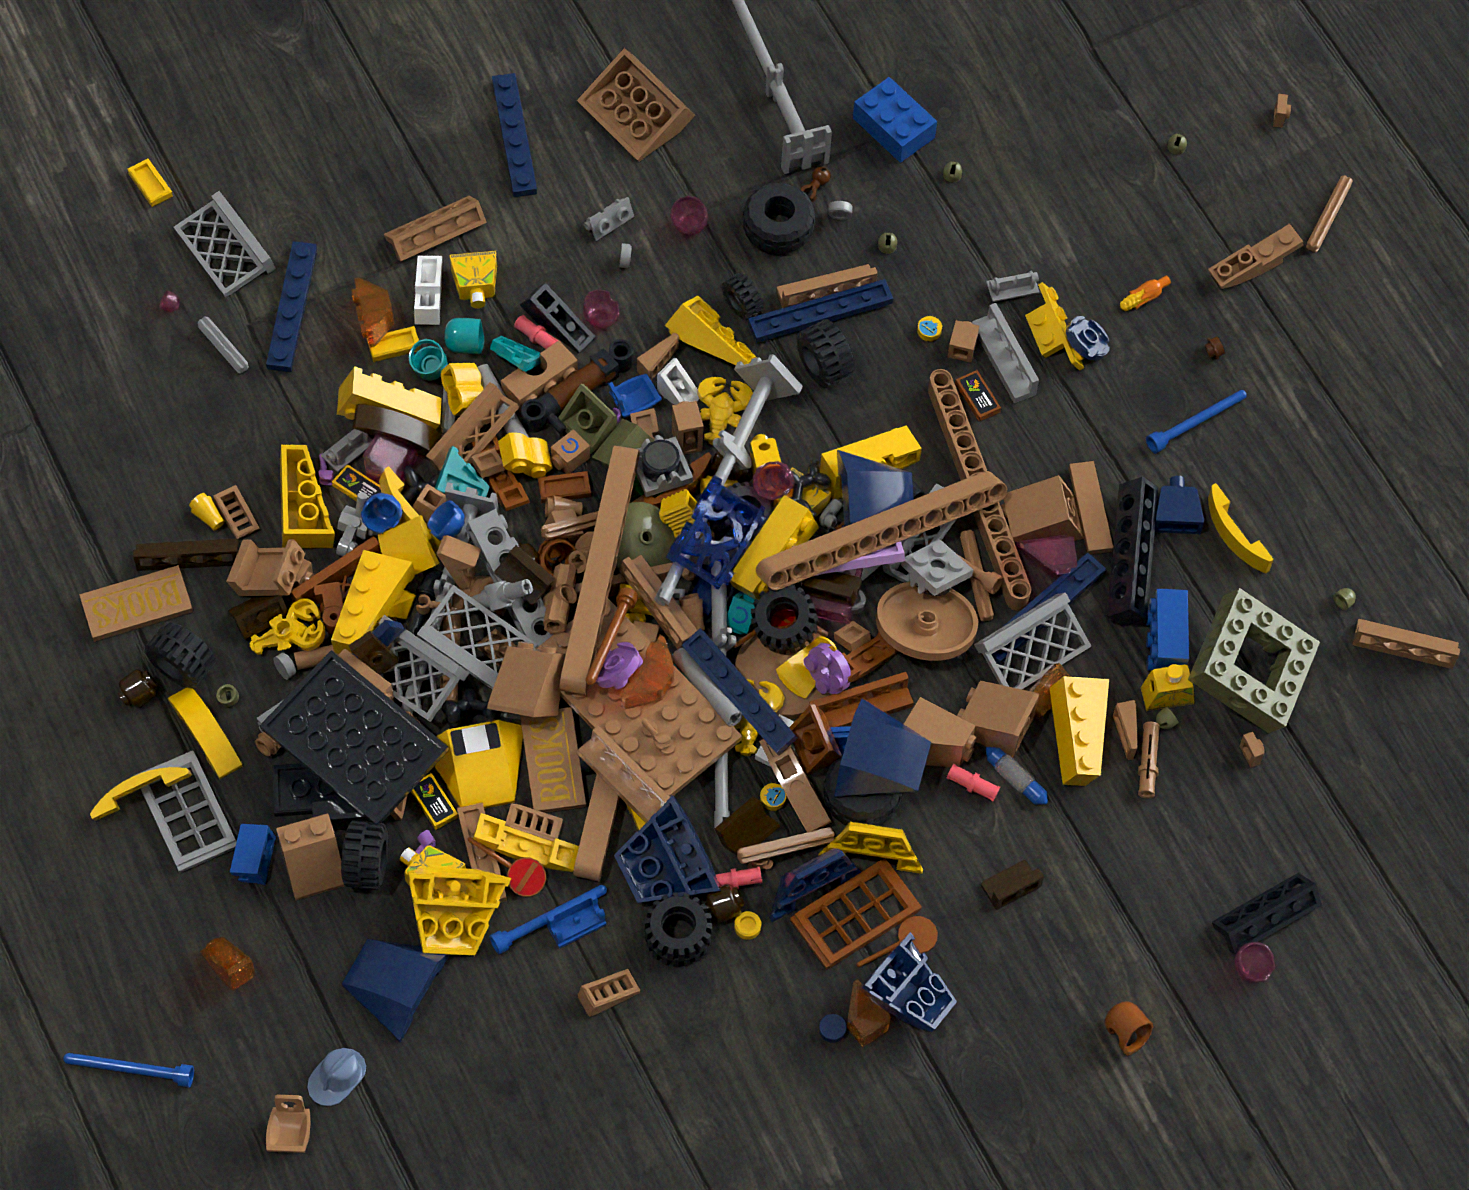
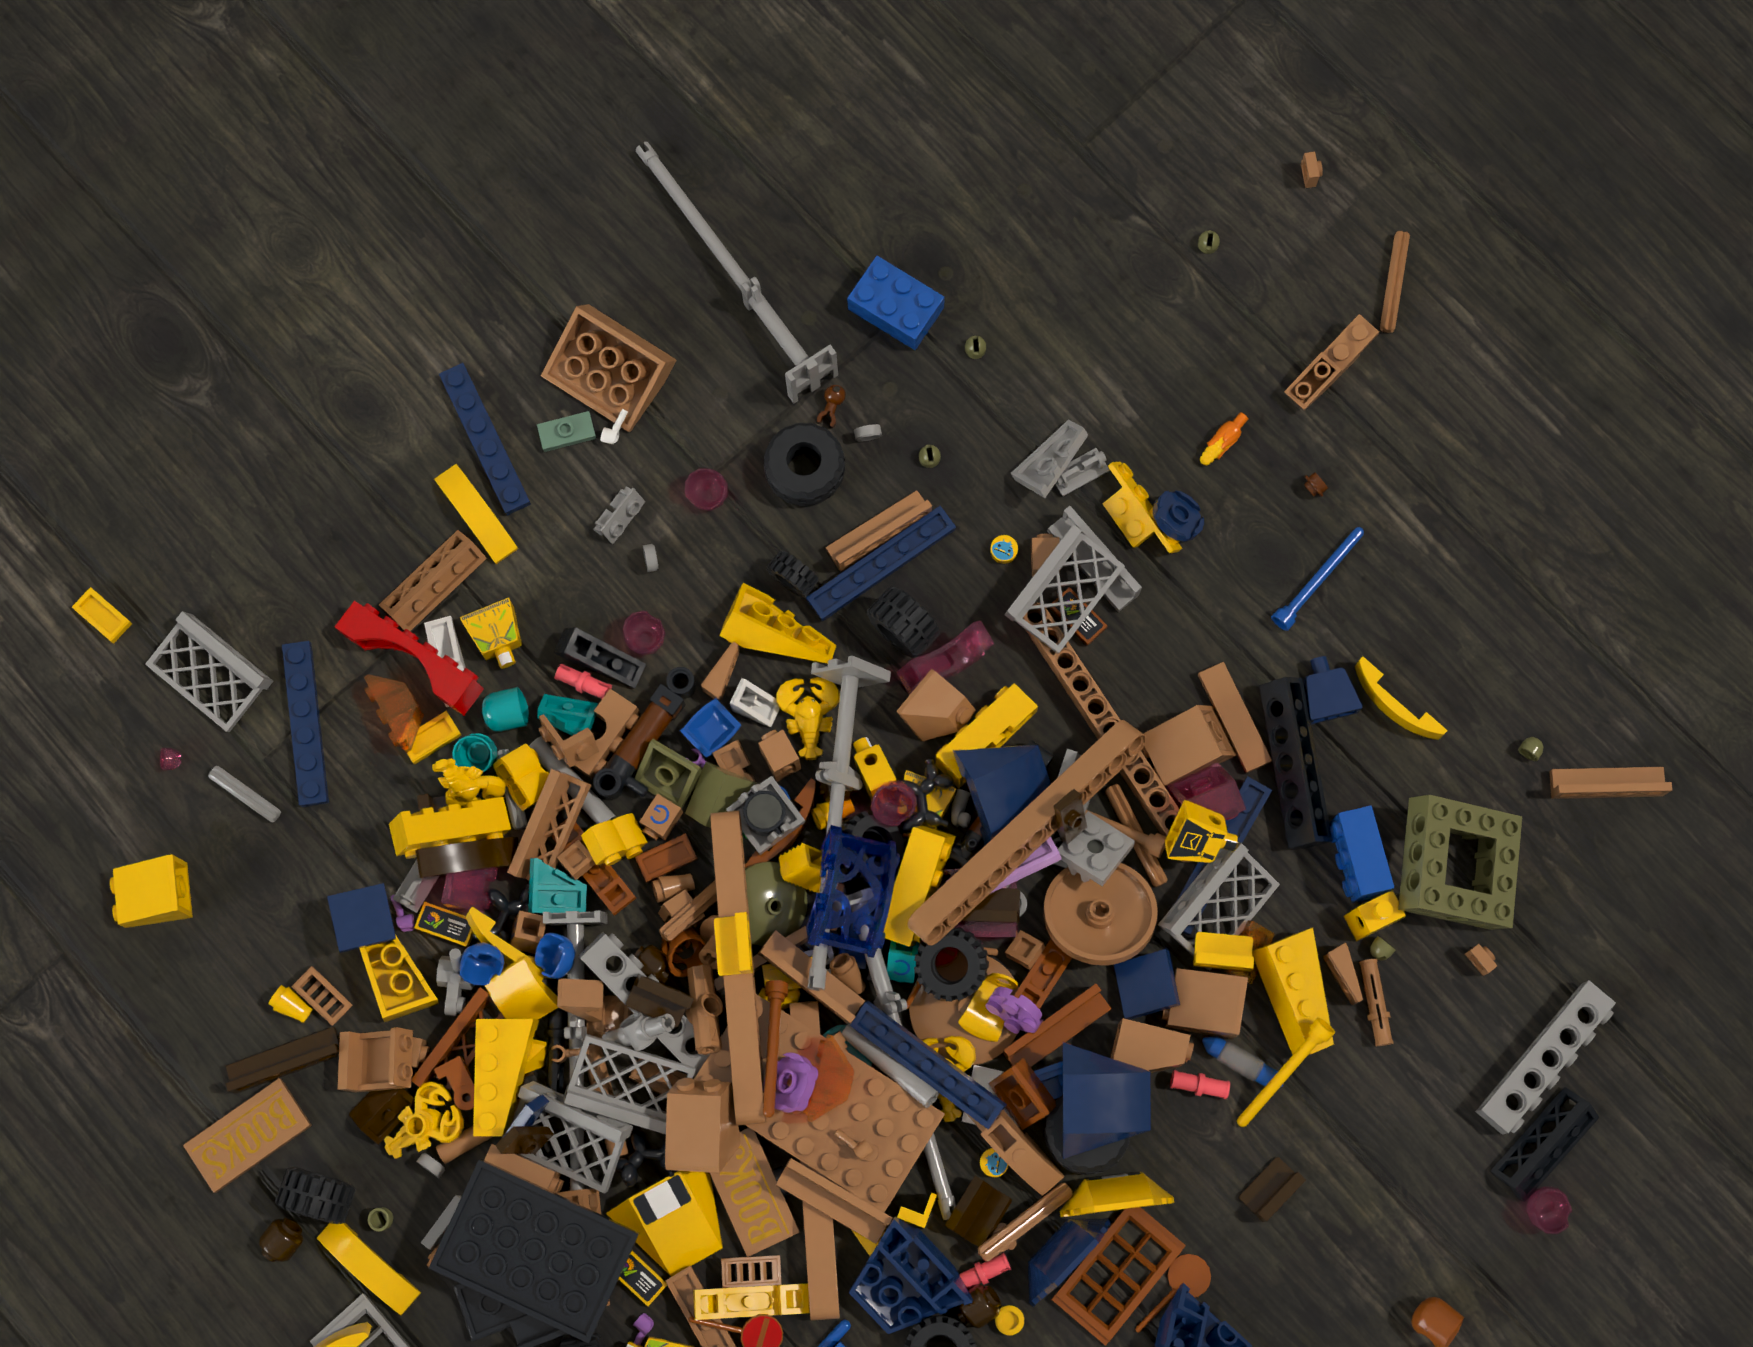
camera: 10 degrees left, 15 degrees up
(121, 393) = (151, 892): none -> yellow slope
(292, 451) = (361, 917): none -> dark blue tile
(373, 248) = (371, 632): none -> red arch
(413, 371) = (466, 783): none -> yellow animal
(489, 187) = (476, 513): none -> yellow slope
(511, 372) = (572, 750): none -> medium nougat bracket
(584, 146) = (566, 431): none -> sand green plate
(602, 544) = (733, 945): none -> yellow panel
(620, 158) = (612, 435): none -> white hand
(697, 812) = (916, 1218): none -> yellow panel
(830, 425) = (935, 708): none -> medium nougat slope
(853, 399) = (948, 659): none -> clear pink arch
(922, 527) = (1070, 816): none -> dark brown plate
(952, 686) = (1147, 984): none -> dark blue tile
(960, 344) = (1050, 570): none -> light grey fence
(990, 268) = (1050, 459): none -> light grey wing
(1024, 677) = (1223, 951): none -> yellow panel
(1030, 573) = (1198, 834): none -> yellow torso
(1088, 755) = (1319, 1033): none -> yellow piece
(1336, 804) = (1494, 1106): none -> light grey brick

